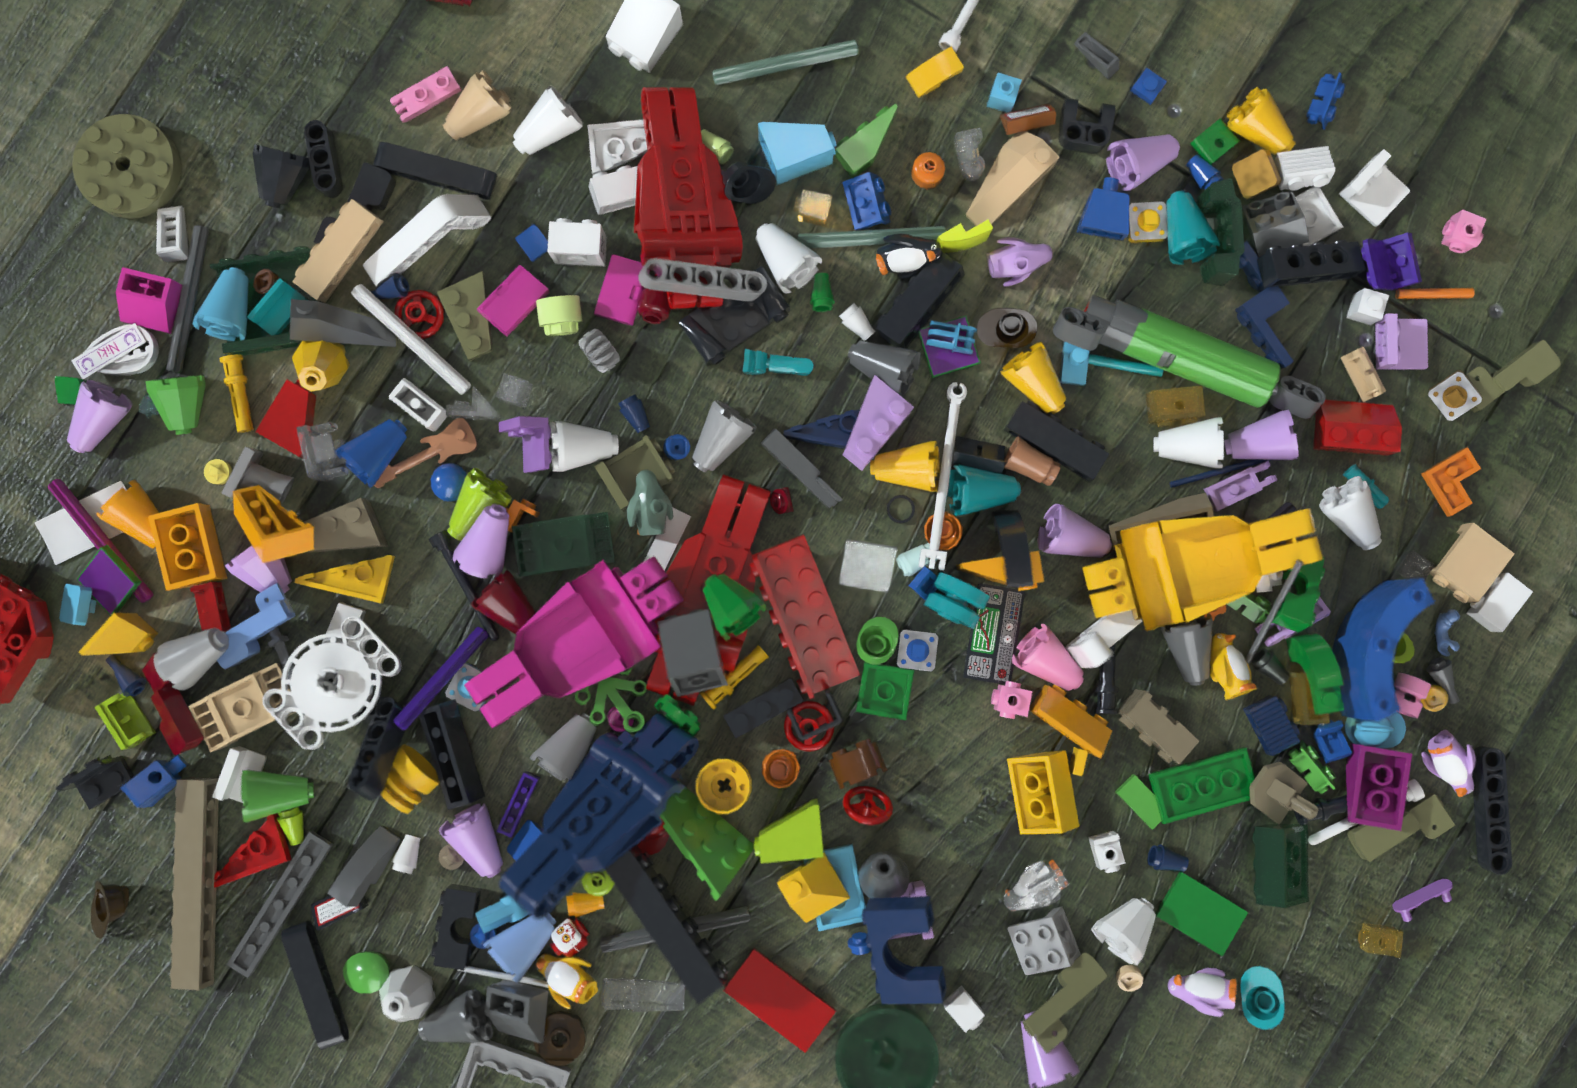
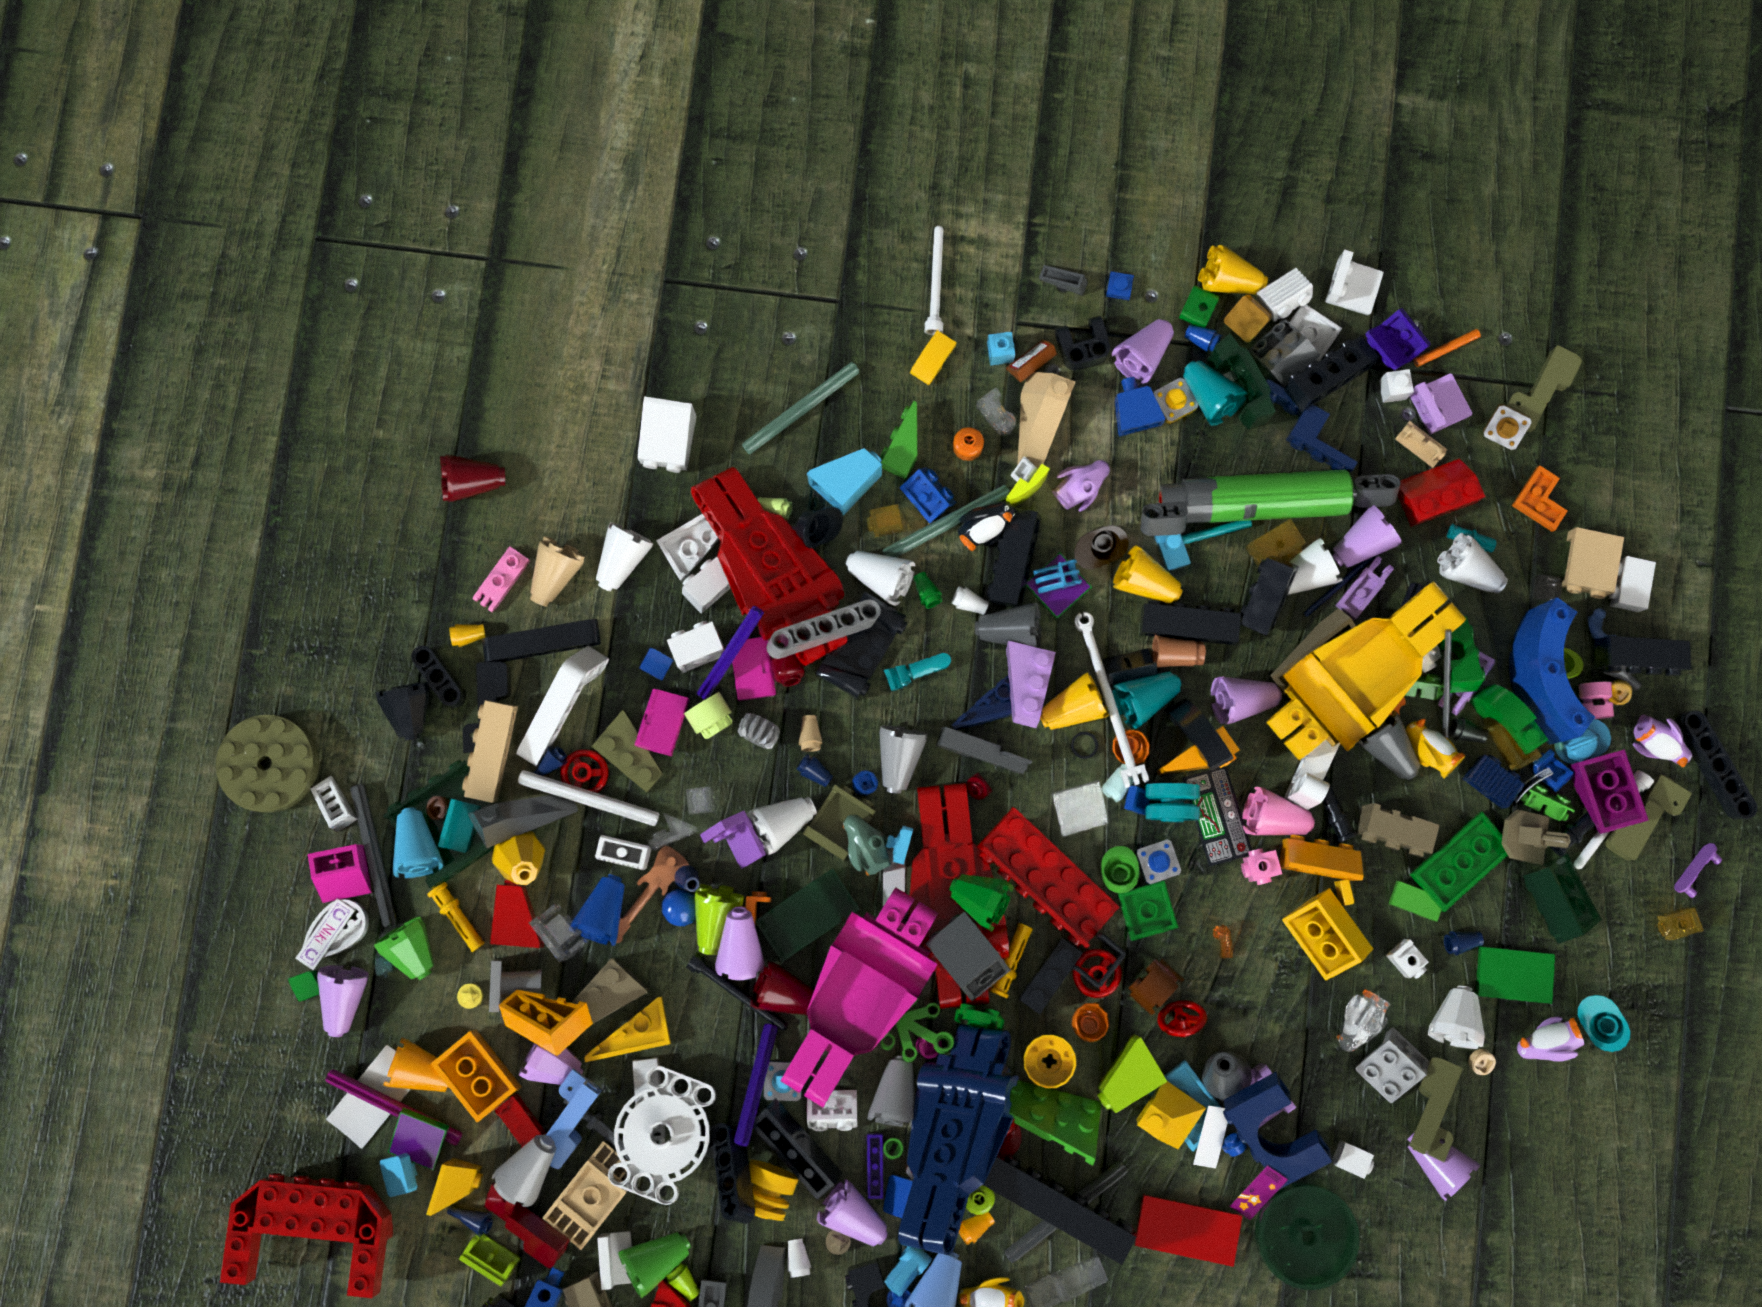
camera: 20 degrees left, 5 degrees down
(366, 130) = (464, 634): none -> yellow cone
(470, 453) = (687, 878): none -> dark blue cone
(507, 738) = (837, 1113): none -> white bracket
(539, 791) = (888, 1145): none -> bright green hinge
(569, 937) = (977, 1263): head -> none
(606, 261) = (730, 652): none -> dark purple axle
(646, 378) = (810, 735): none -> tan cone
(681, 520) = (900, 844): none -> medium azure piece
(841, 927) = (1211, 1138): none -> white sticker
(861, 997) = (1258, 1192): none -> magenta sticker
(945, 748) = (1226, 945): none -> clear orange arm
(969, 220) = (1024, 470): none -> white slope
(1144, 448) = (1268, 594): none -> black brick
(1309, 742) = (1532, 781): none -> sticker
(1329, 90) = (1277, 237): blue hinge -> none
(1463, 231) = (1444, 286): bright pink brick -> none
(1475, 673) = (1642, 654): none -> black brick

